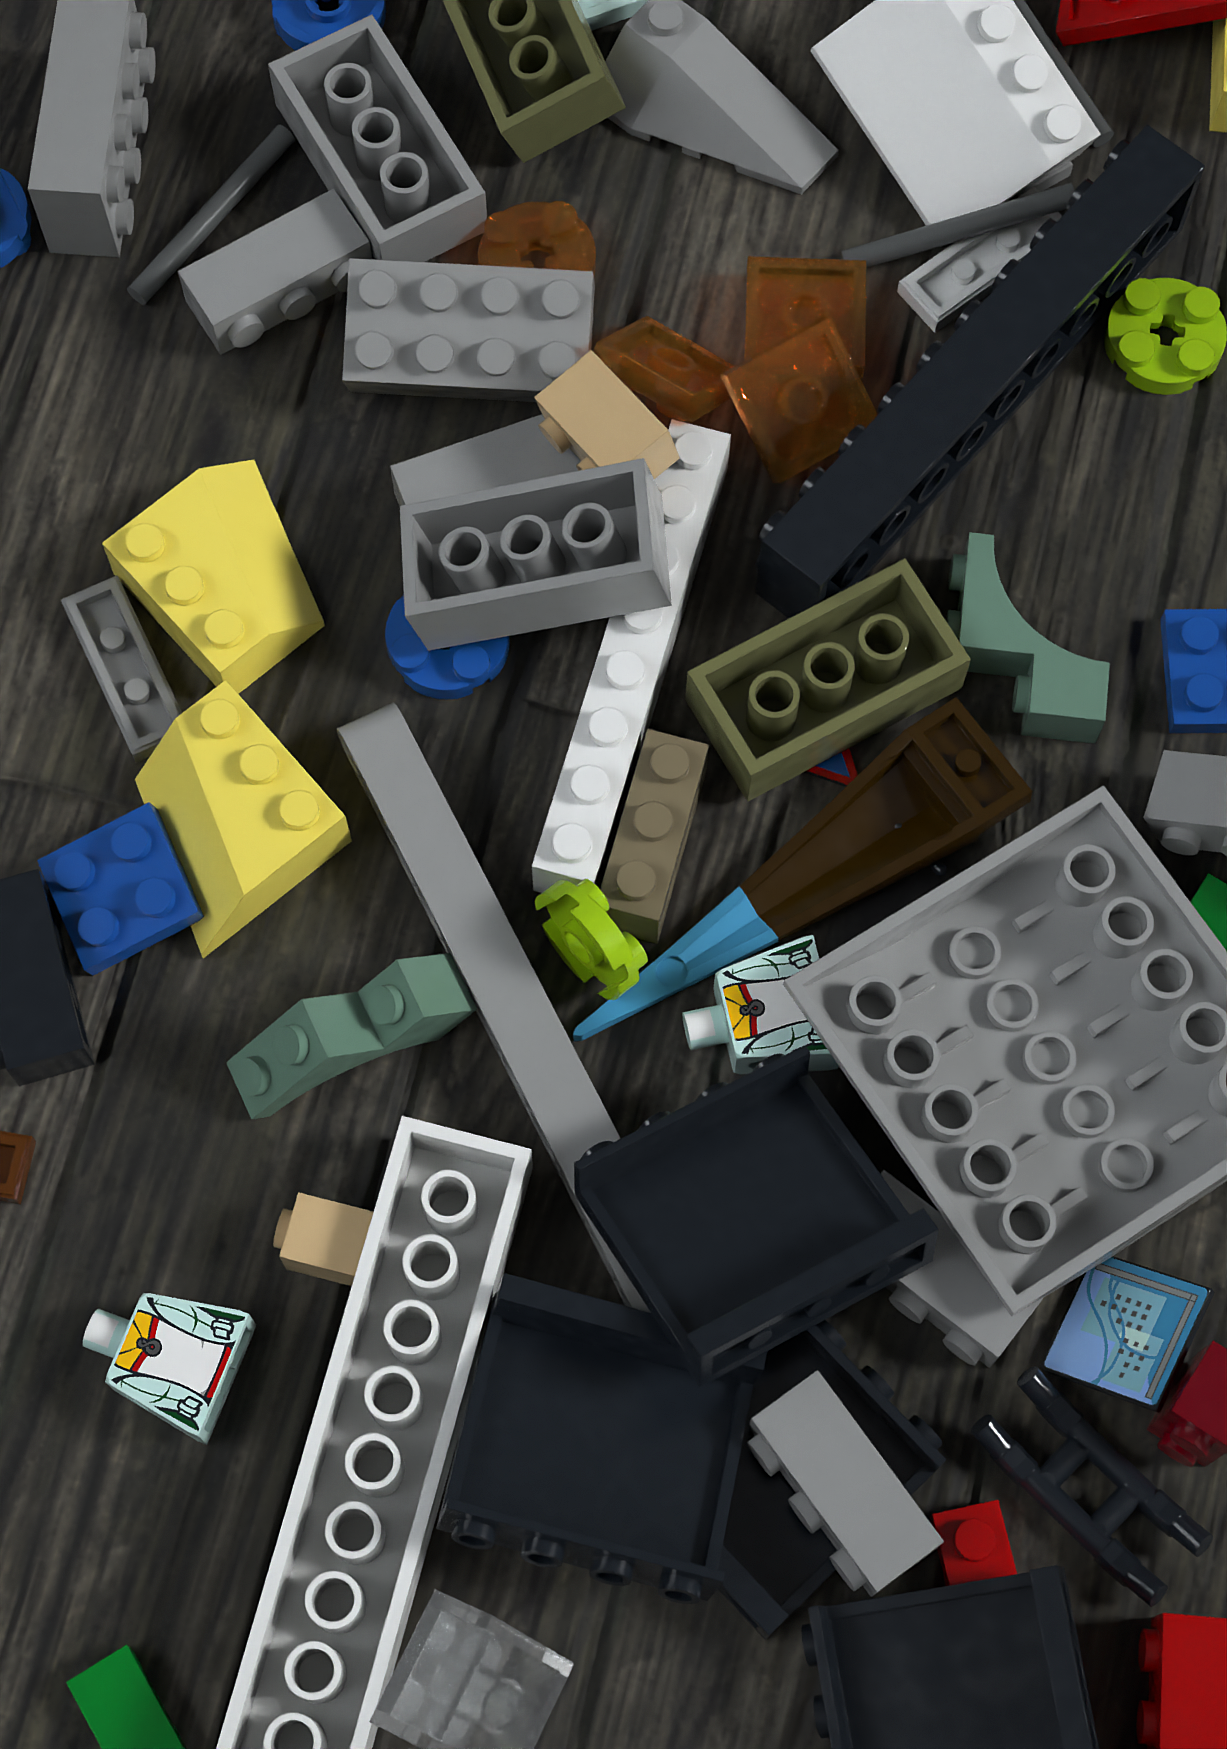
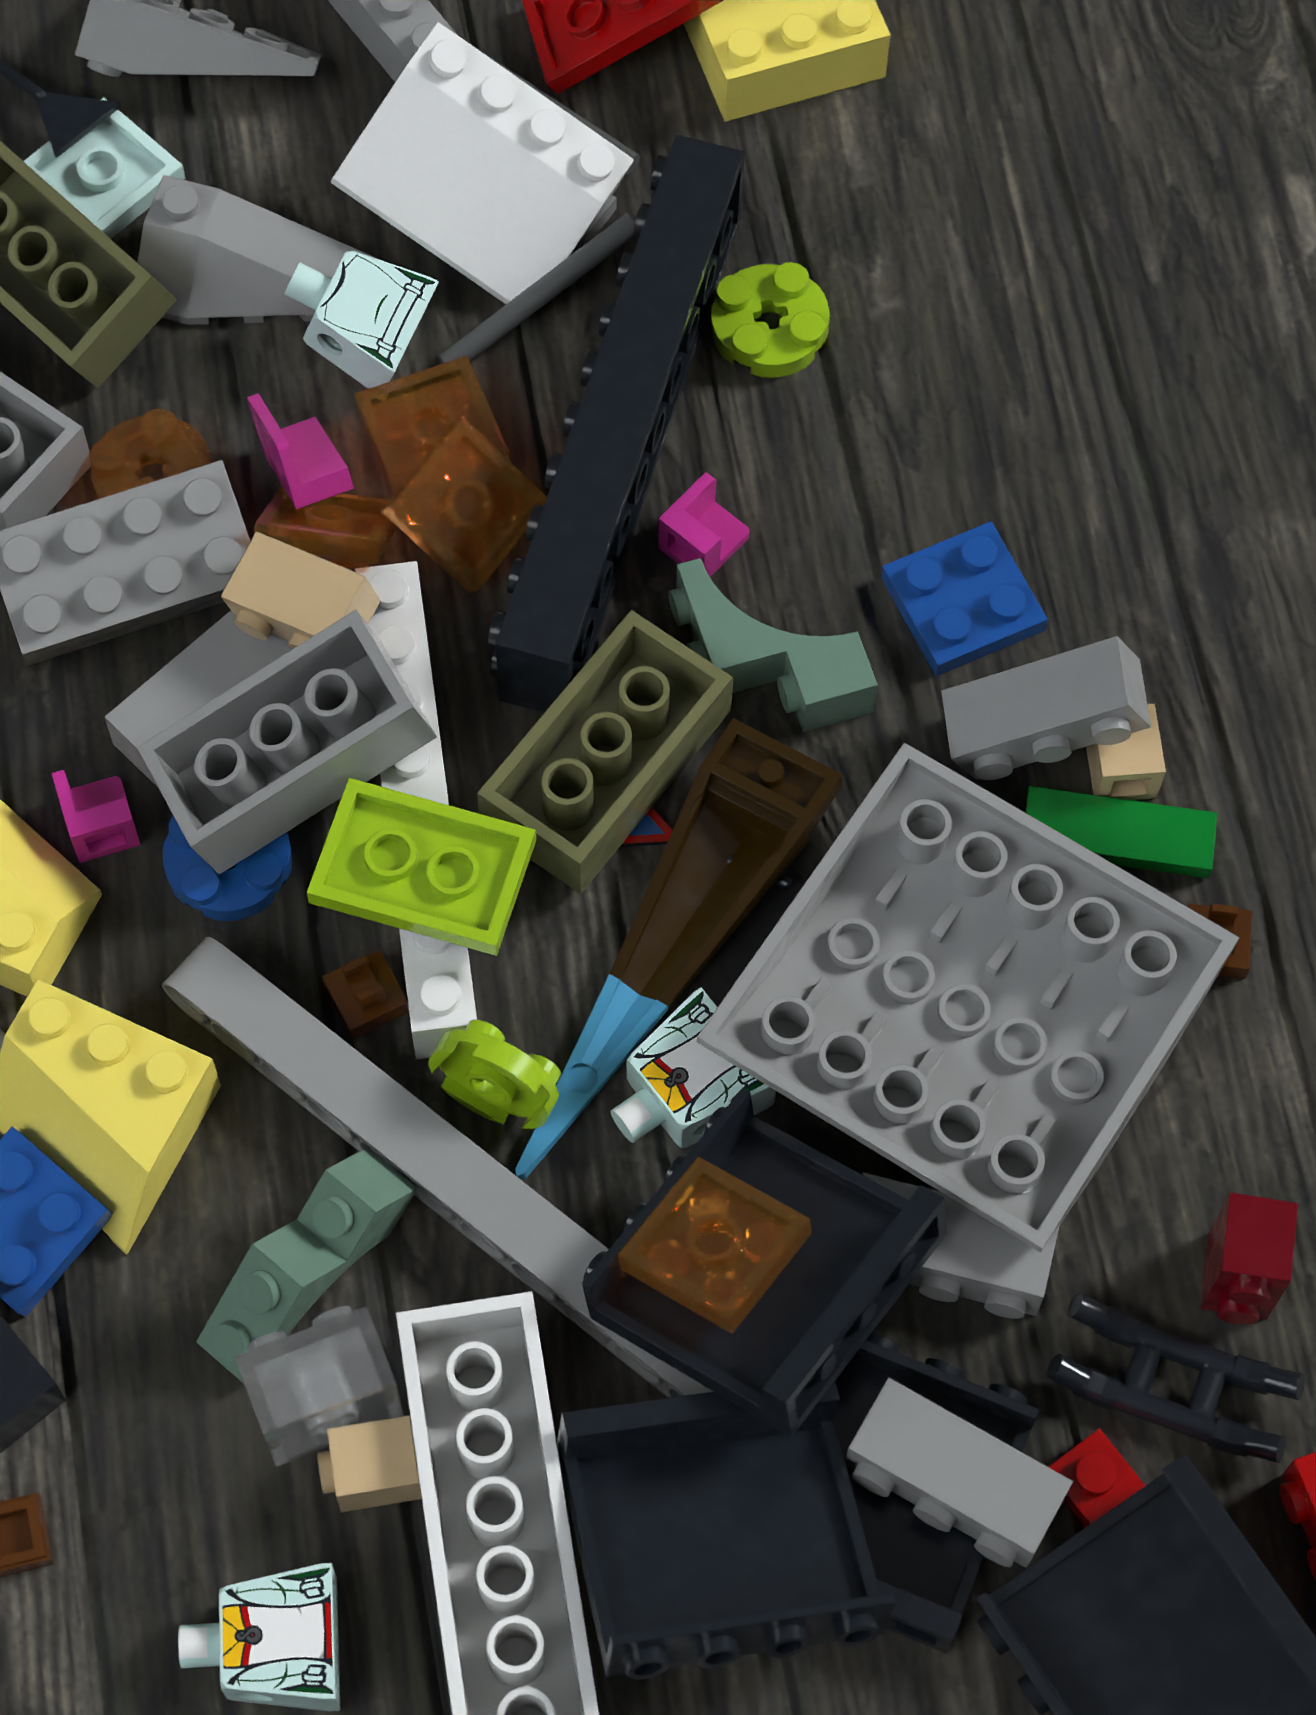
camera: 25 degrees left, 5 degrees down
(307, 1147) = (318, 1381): none -> clear brick
(347, 552) = (96, 816): none -> dark pink panel
(513, 811) = (365, 993): none -> reddish brown tile
(605, 719) = (422, 866): none -> lime plate
(653, 833) = (515, 981): dark tan brick -> none
(673, 298) = (300, 457): none -> dark pink panel
(711, 1179) = (715, 1244): none -> clear orange plate
(787, 184) = (362, 313): none -> light aqua torso
(966, 270) = (565, 328): white tile -> none
(1010, 507) = (700, 528): none -> dark pink panel
(1127, 1332) = (1146, 1225): piece -> none

